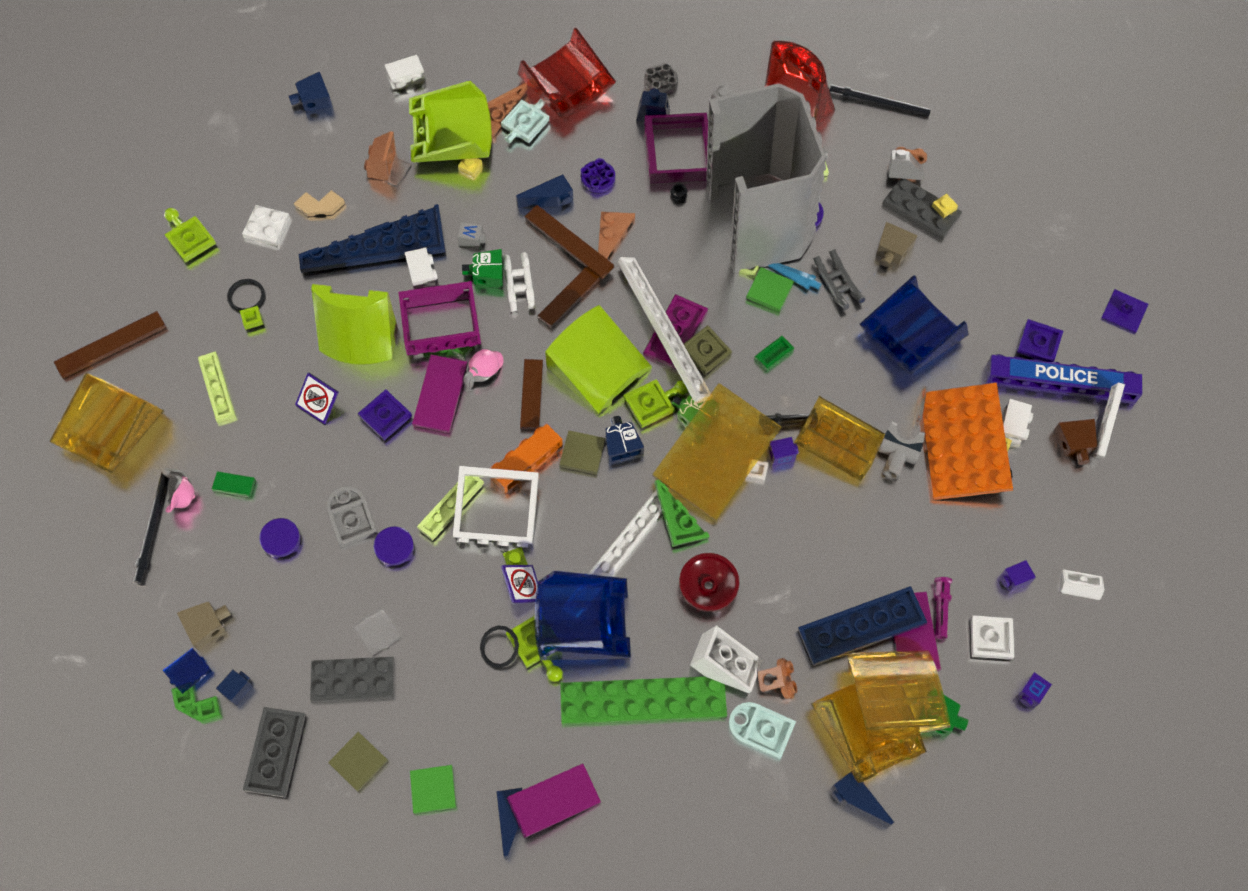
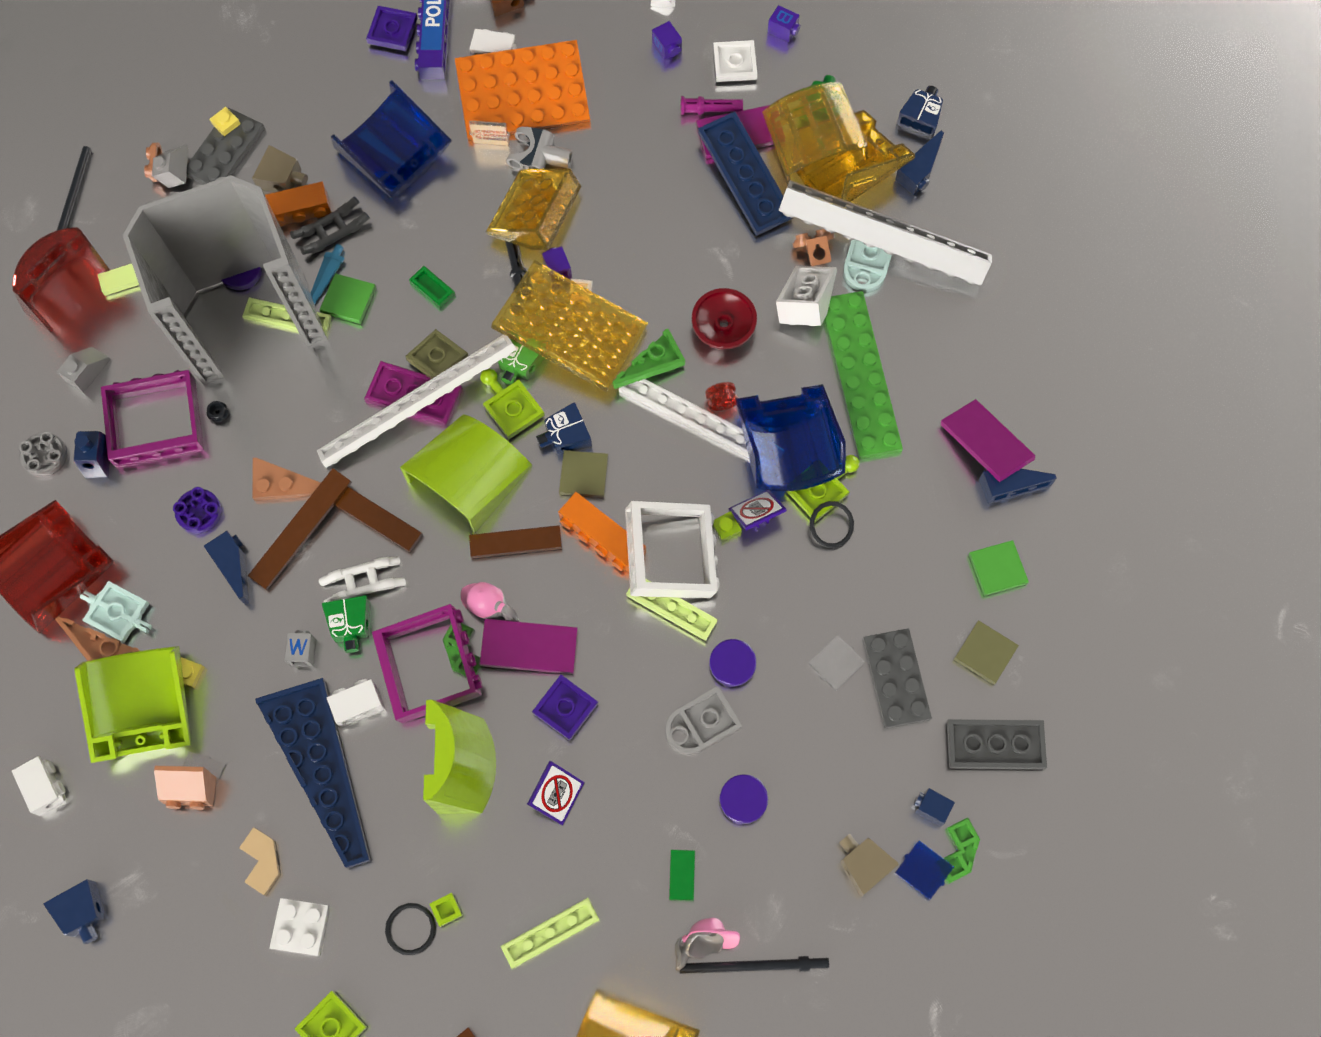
camera: 95 degrees left, 5 degrees up
(631, 570) = (721, 396): none -> clear red wheel
(778, 742) = (885, 233): none -> brick
(860, 255) = (300, 203): none -> orange brick
(923, 812) = (921, 112): none -> dark blue torso

